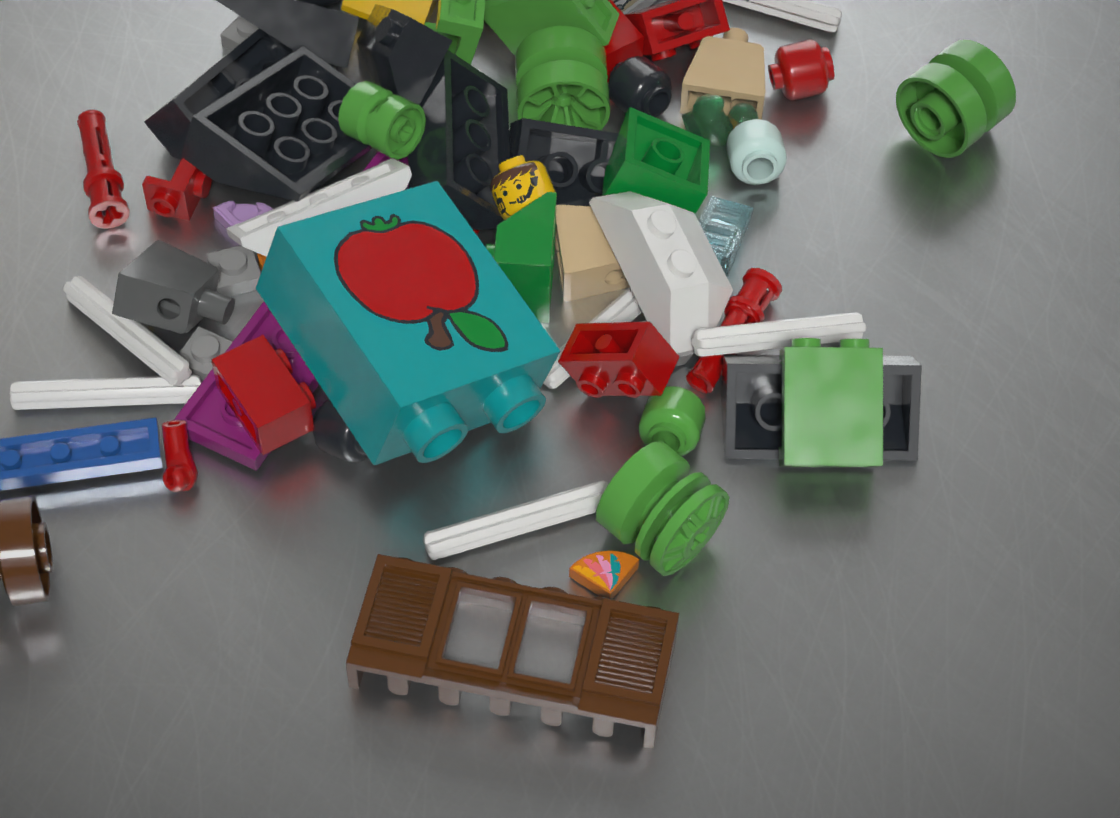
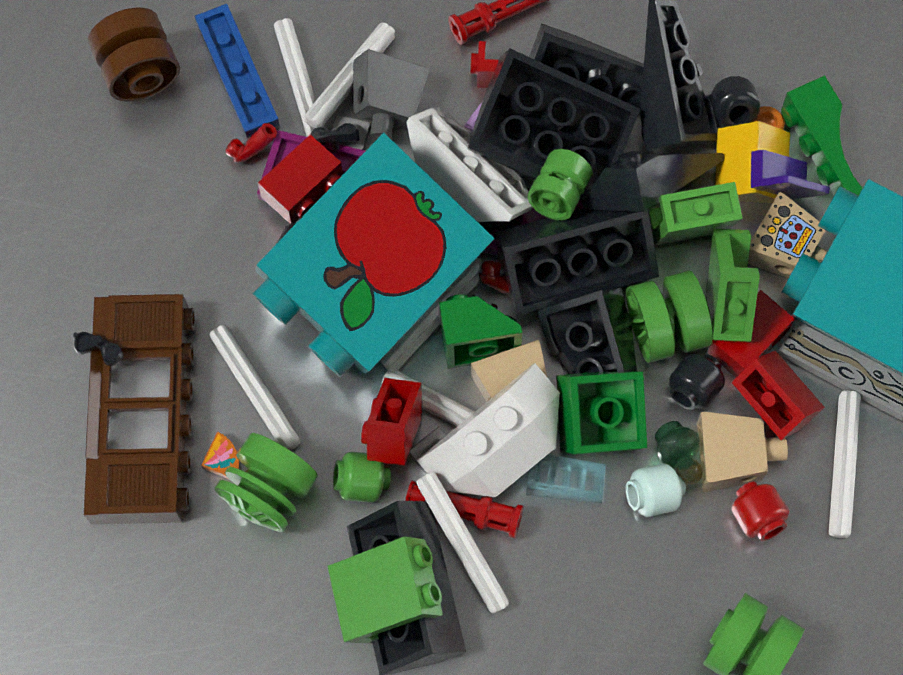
camera: 80 degrees right, 15 degrees up
(212, 341) = (345, 132): none -> black piece
(437, 649) = (86, 343): none -> black piece
(519, 184) = (538, 310): yellow head -> none

